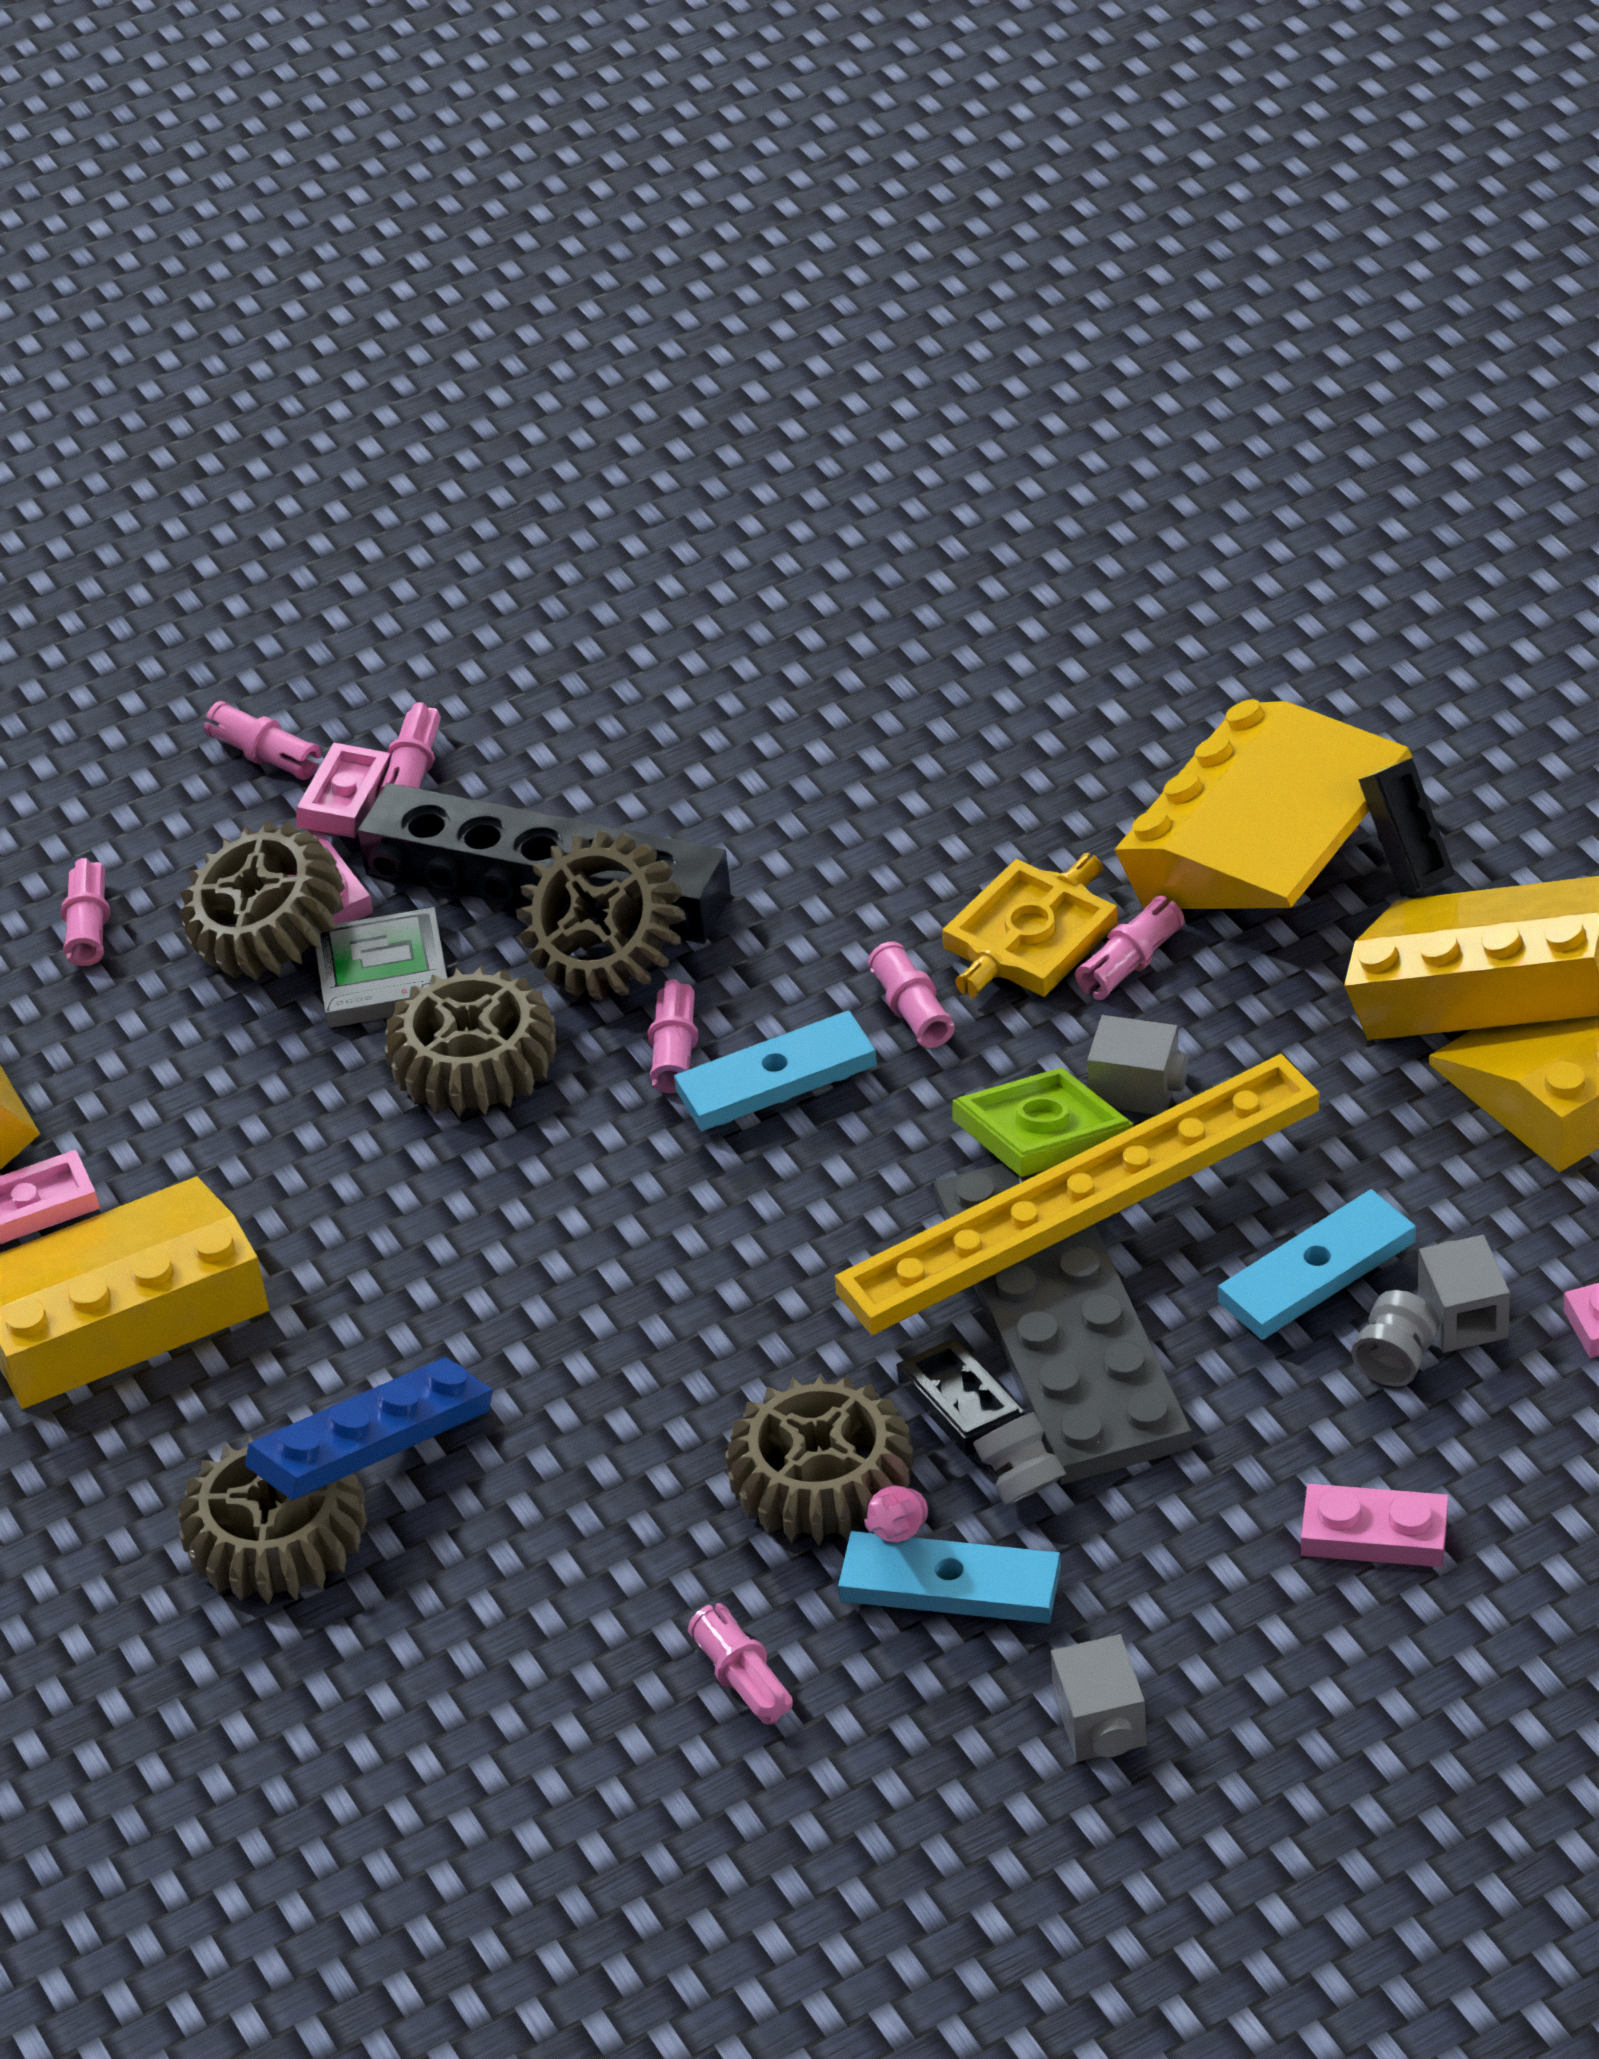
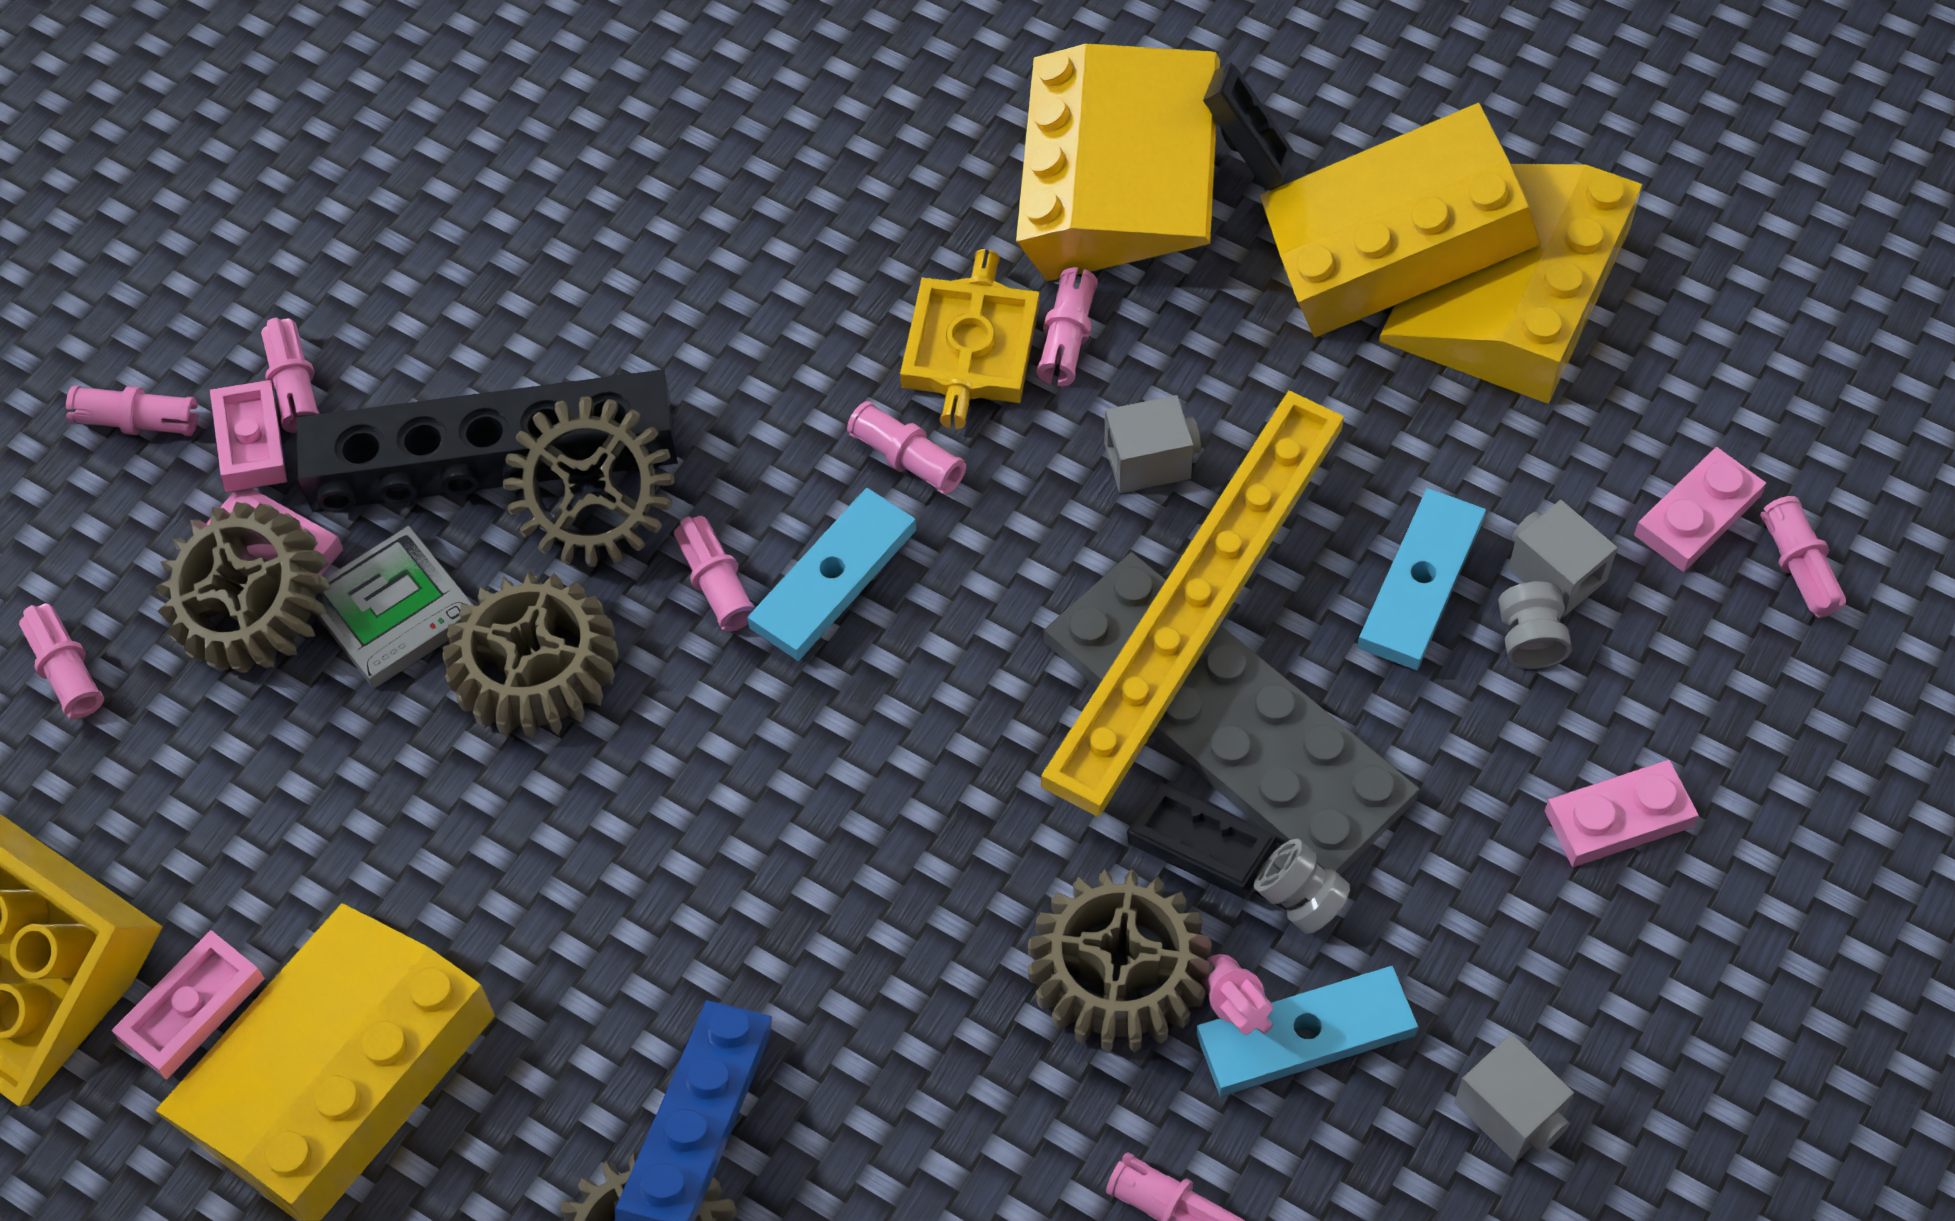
camera: 30 degrees left, 15 degrees up
(1038, 1120) = (1106, 533): lime tile -> none

